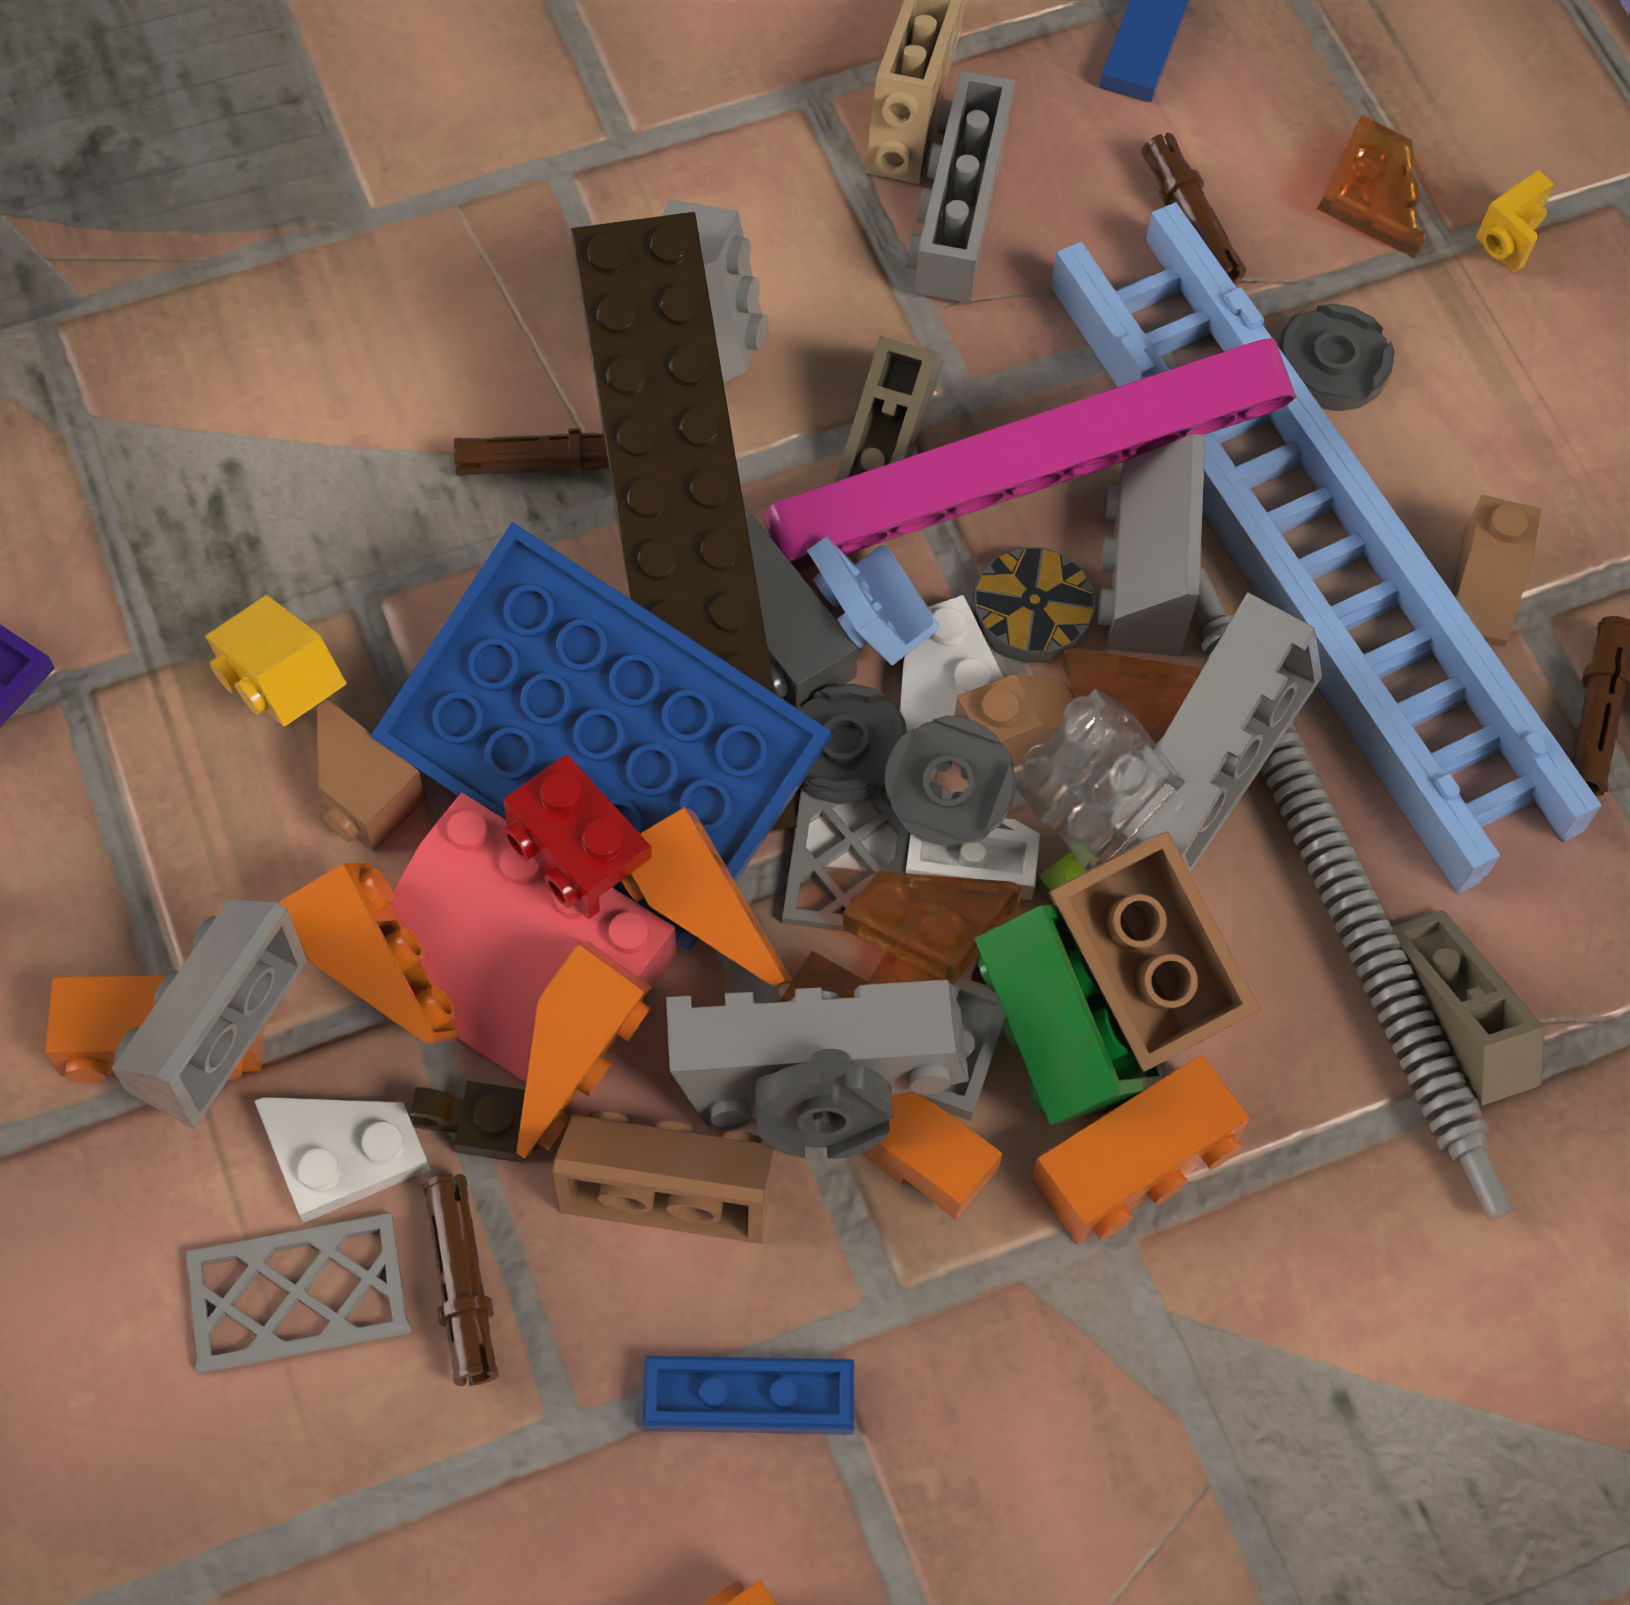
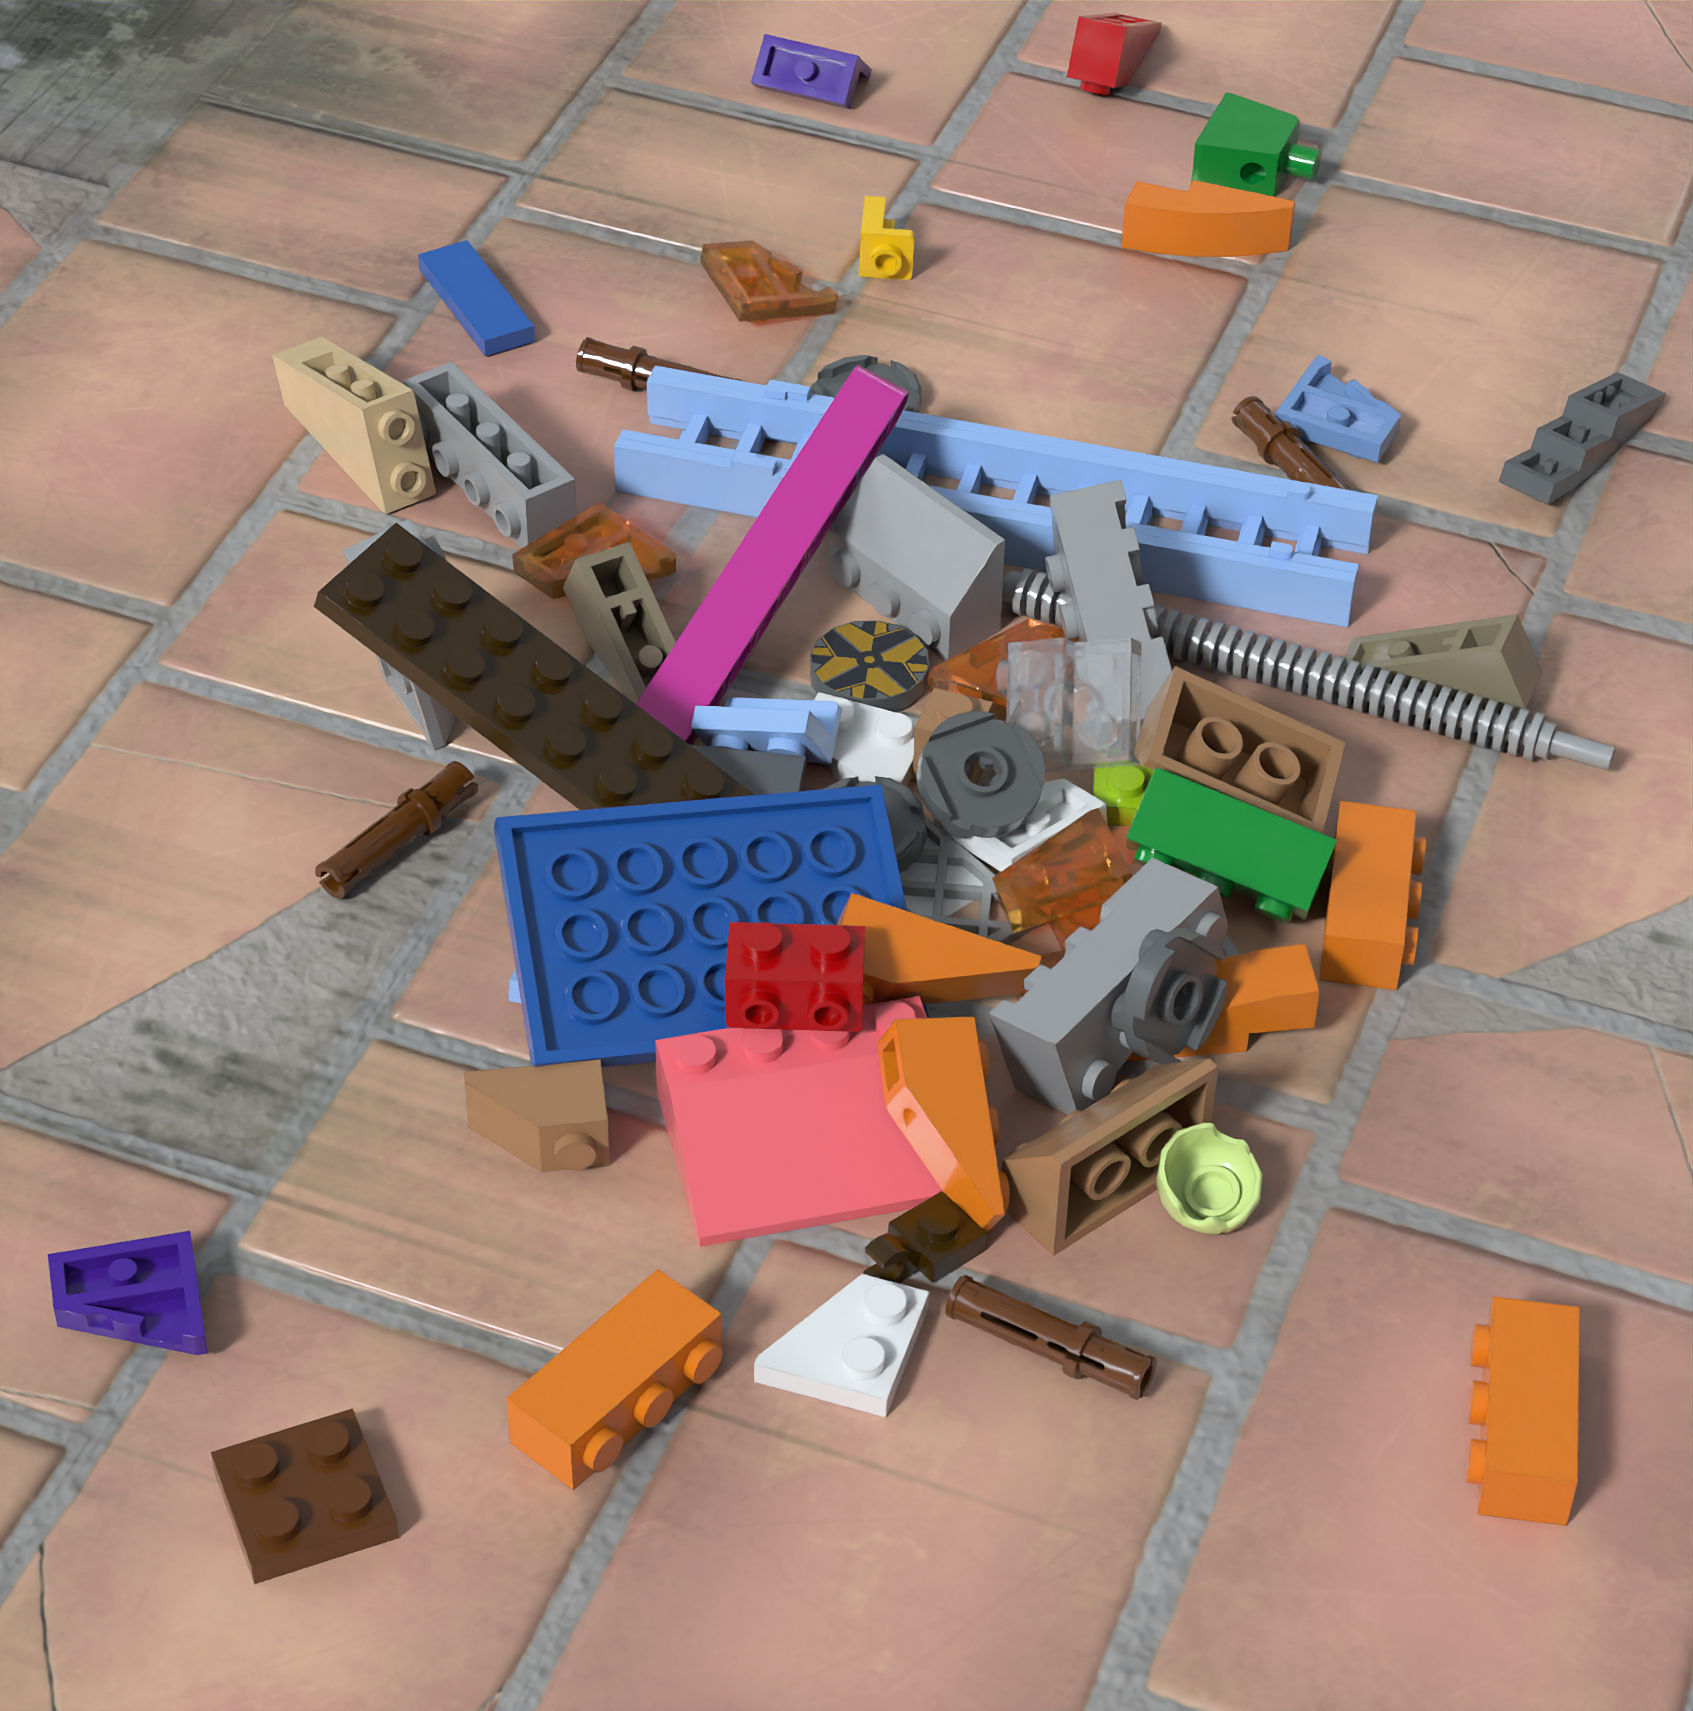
camera: 45 degrees left, 20 degrees down
(211, 1009) = (677, 1283): light grey slope -> none
(257, 1253) = (881, 1460): light grey window -> none
(273, 661) = (389, 1081): yellow brick -> none
(361, 943) = (708, 1192): orange slope -> none
(705, 1271) = (1208, 1180): none -> yellowish green hair
(748, 1395) = (1323, 1239): blue tile -> none
(957, 325) = (550, 558): none -> clear orange wing
(1495, 564) = (1127, 415): medium nougat slope -> none

